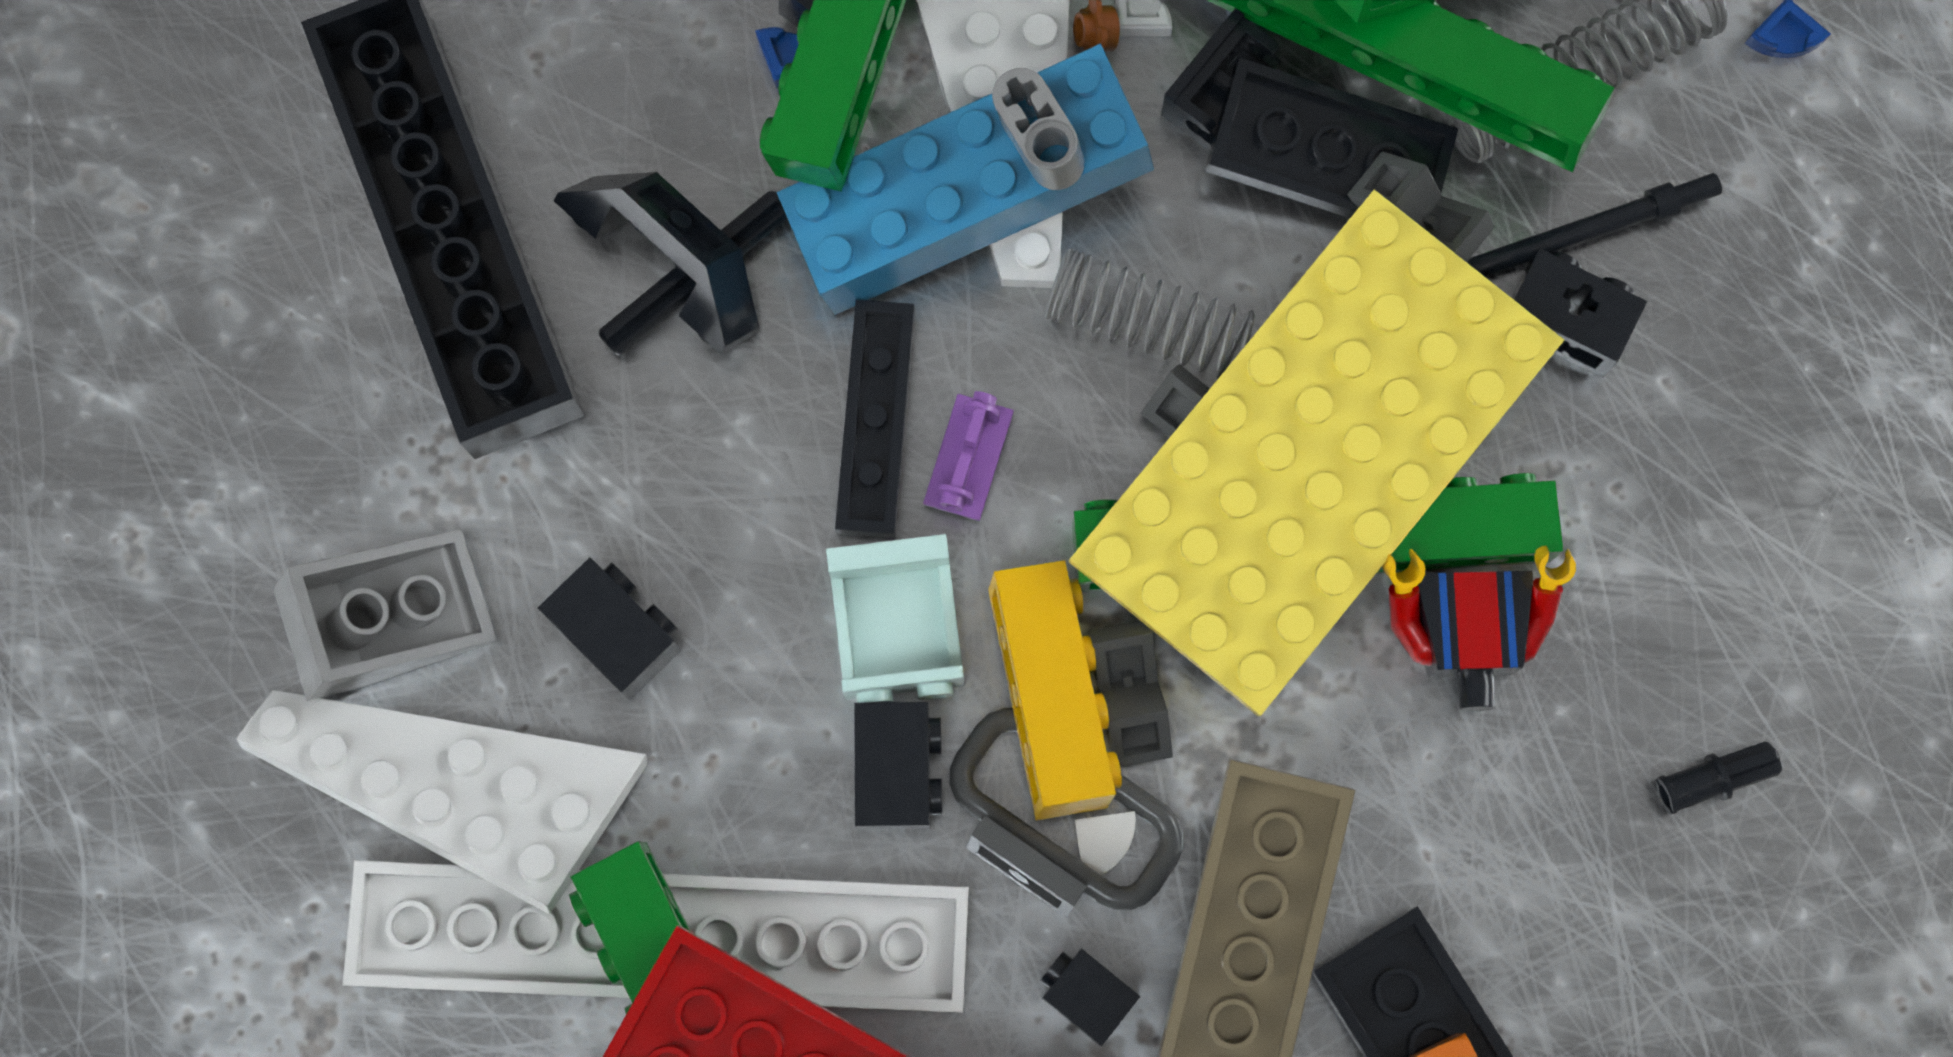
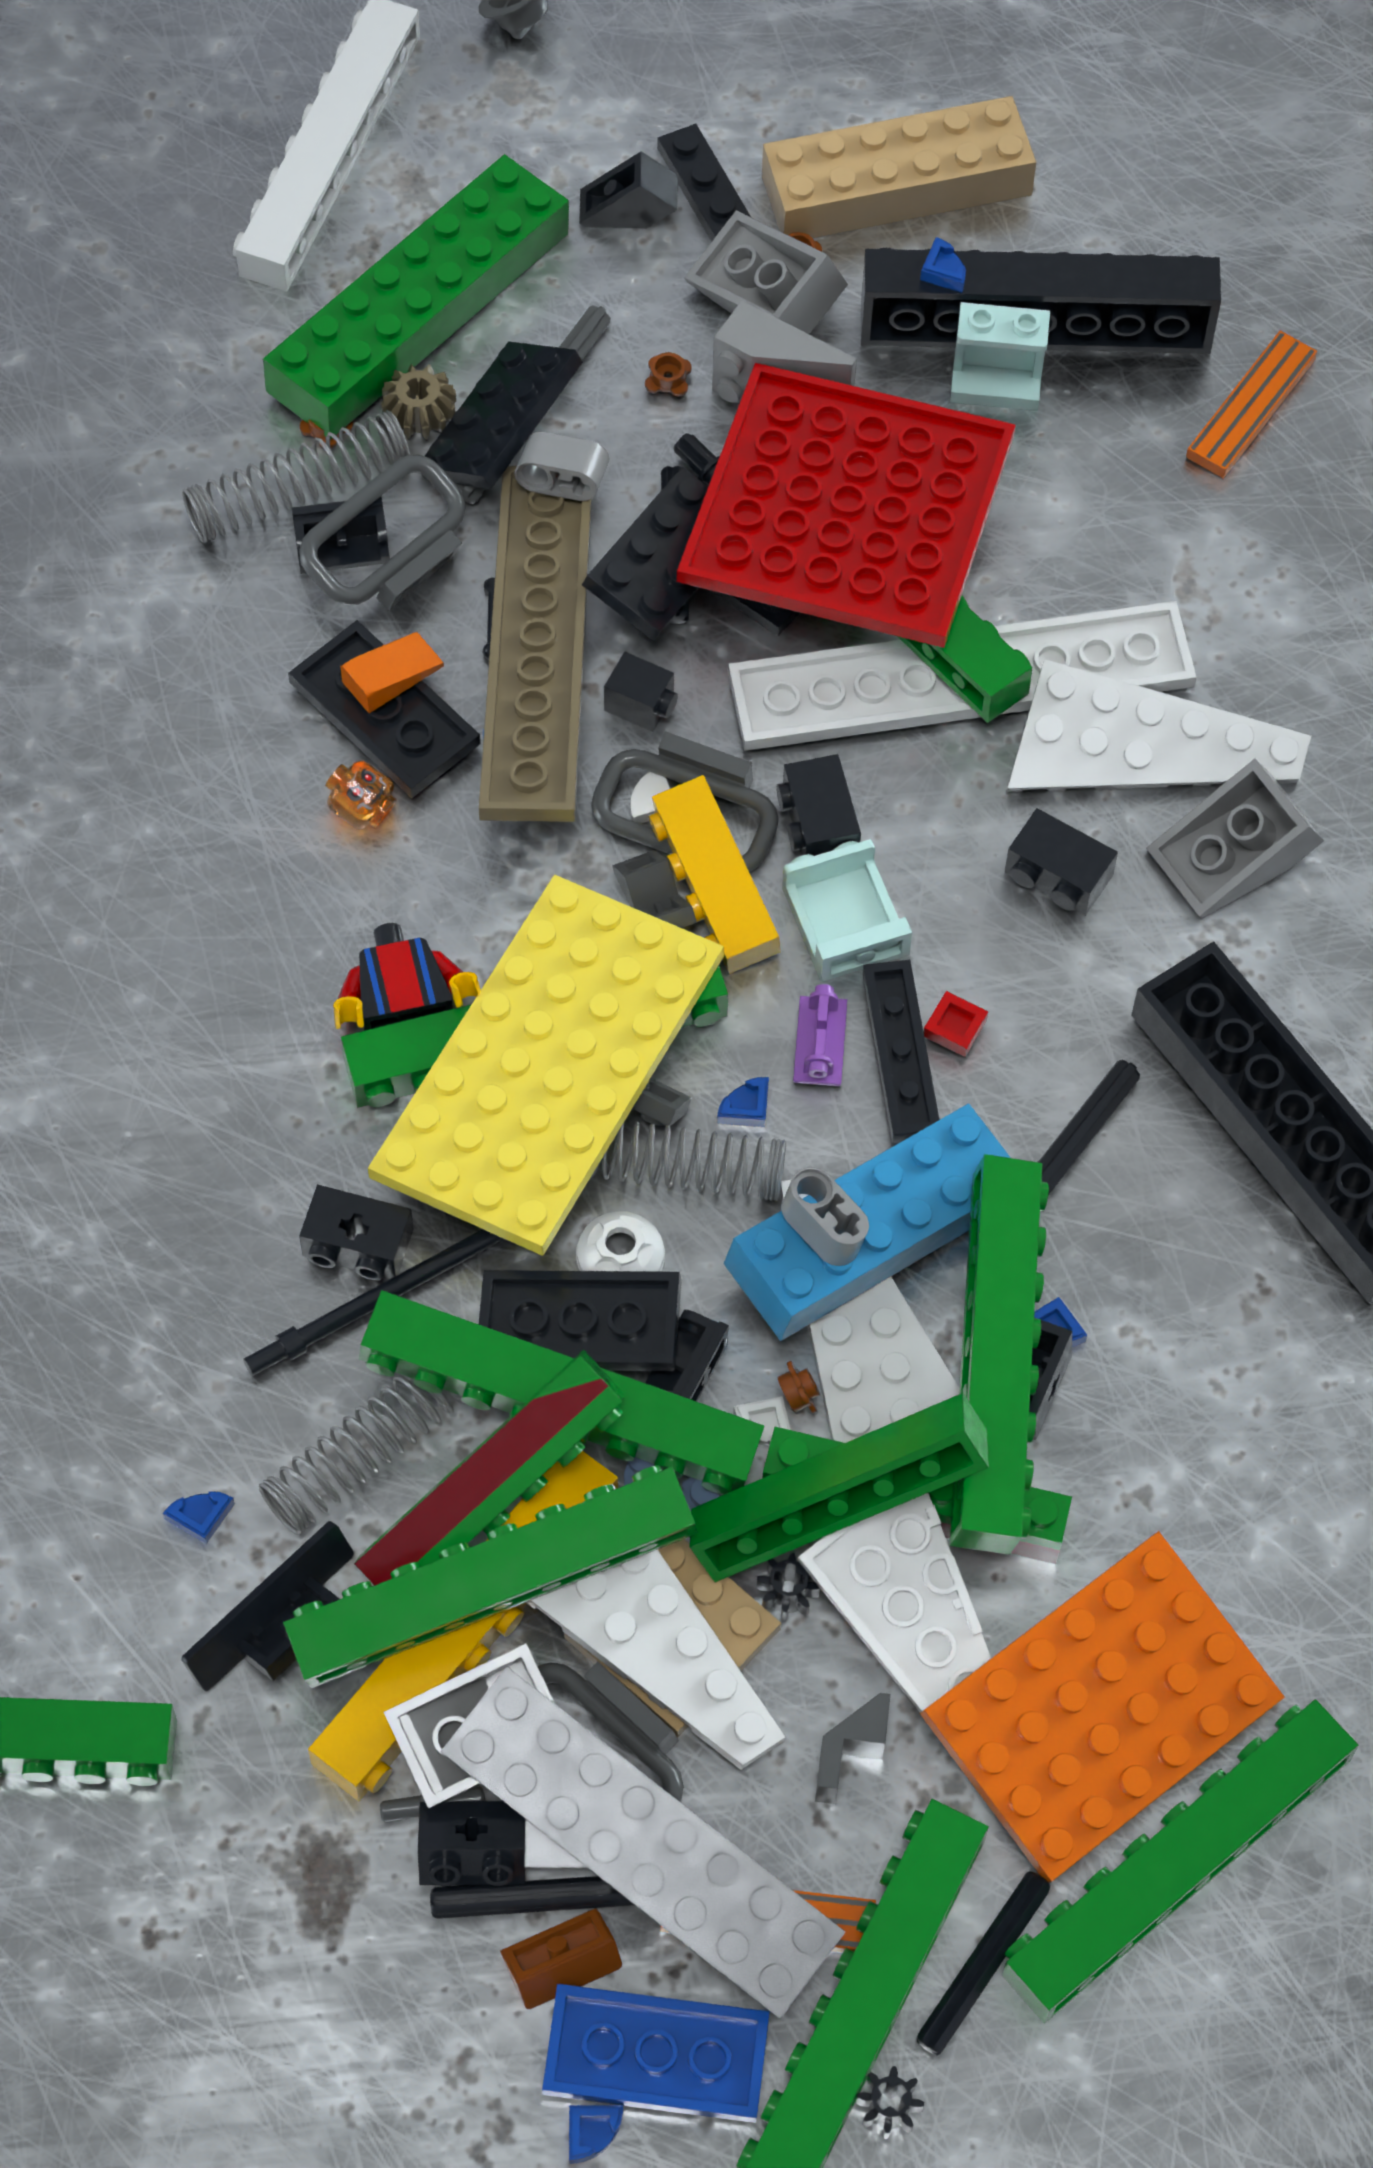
camera: 165 degrees right, 15 degrees down
(722, 300) = (1103, 1141): black slope -> none
(800, 439) = (955, 1023): none -> red plate
(1076, 396) = (745, 1104): none -> blue tile
(1257, 265) = (646, 1255): none -> white piece
(1417, 195) = (503, 1277): dark grey slope -> none
(1484, 912) = (360, 795): none -> clear orange head
(1718, 777) = (193, 922): black axle -> none

